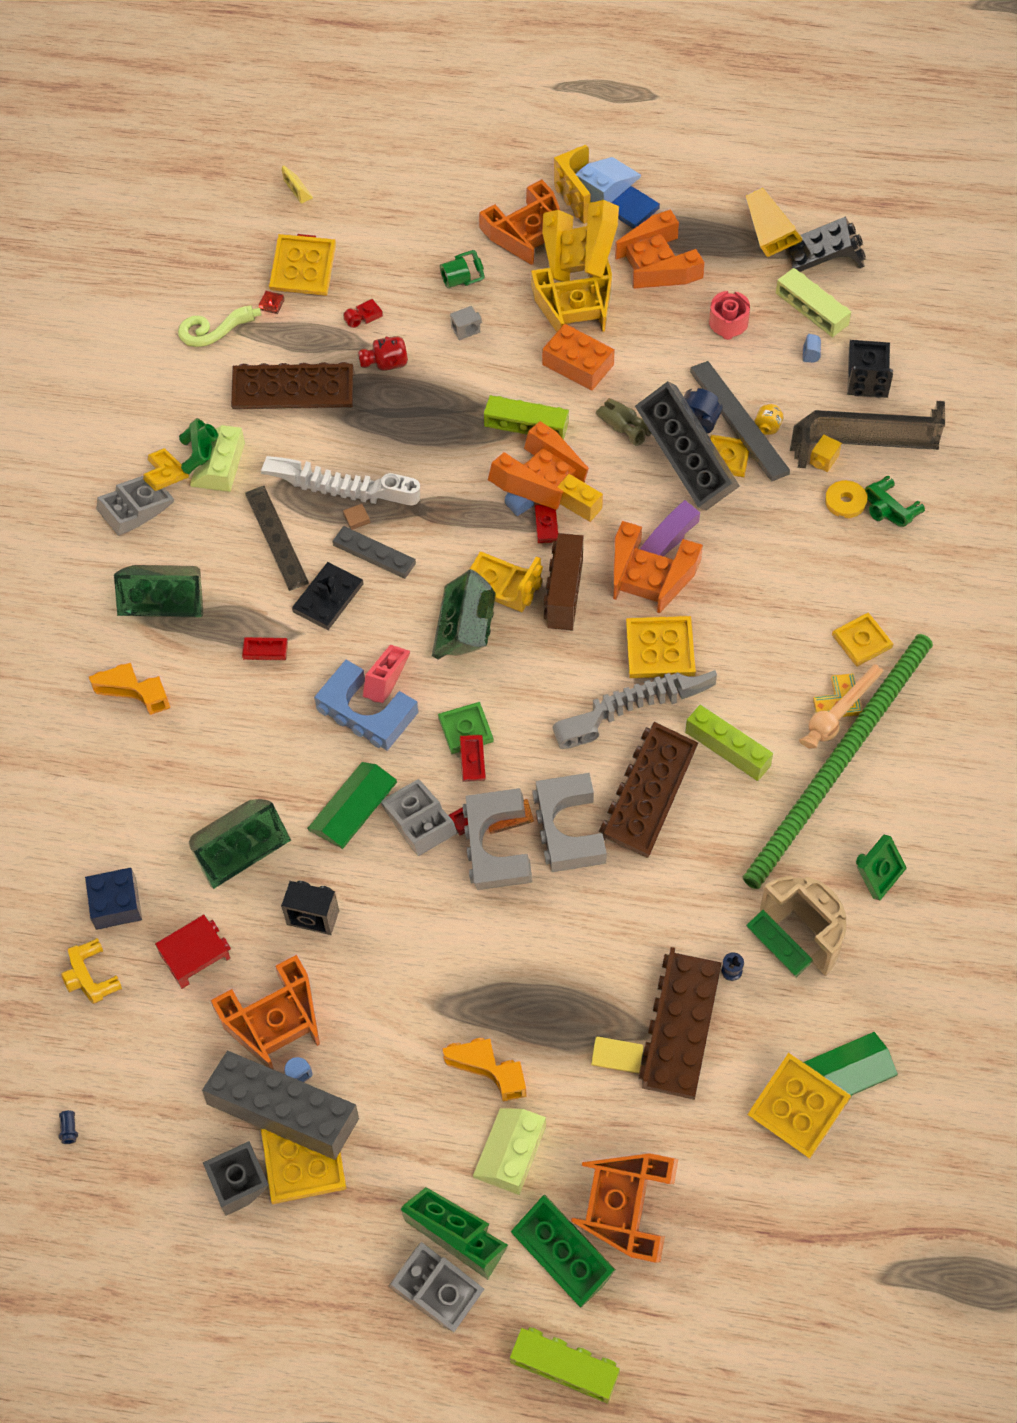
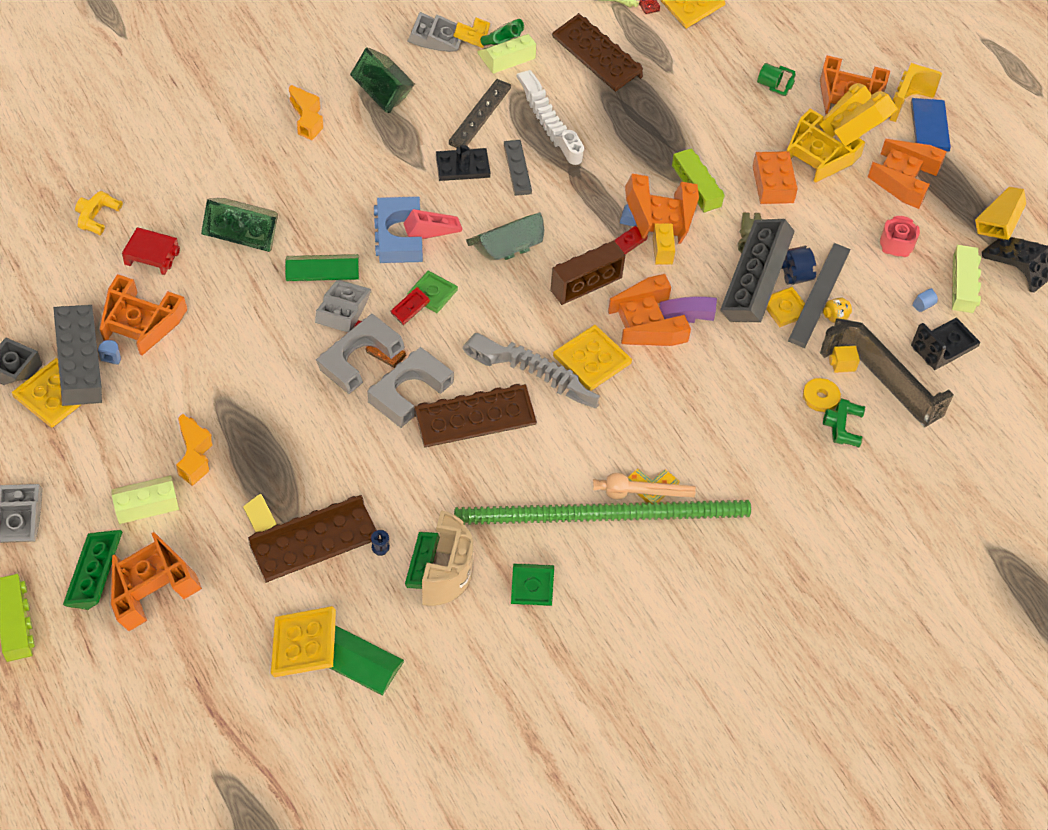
camera: 45 degrees right, 5 degrees down
(113, 898) = (153, 191): dark blue brick -> none
(264, 648) = (393, 157): red plate -> none
(310, 907) = (226, 286): black brick -> none
(356, 516) = (534, 142): medium nougat tile -> none
(366, 311) = (694, 54): red plate -> none
(386, 353) = (669, 80): red piece -> none
(455, 1230) = (63, 500): green slope -> none
(465, 322) = (738, 105): light grey brick -> none
(511, 583) = (560, 242): yellow bracket -> none
(607, 179) = (933, 105): light blue slope -> none
(729, 742) = (552, 439): lime brick -> none
(862, 639) = (714, 472): yellow tile -> none

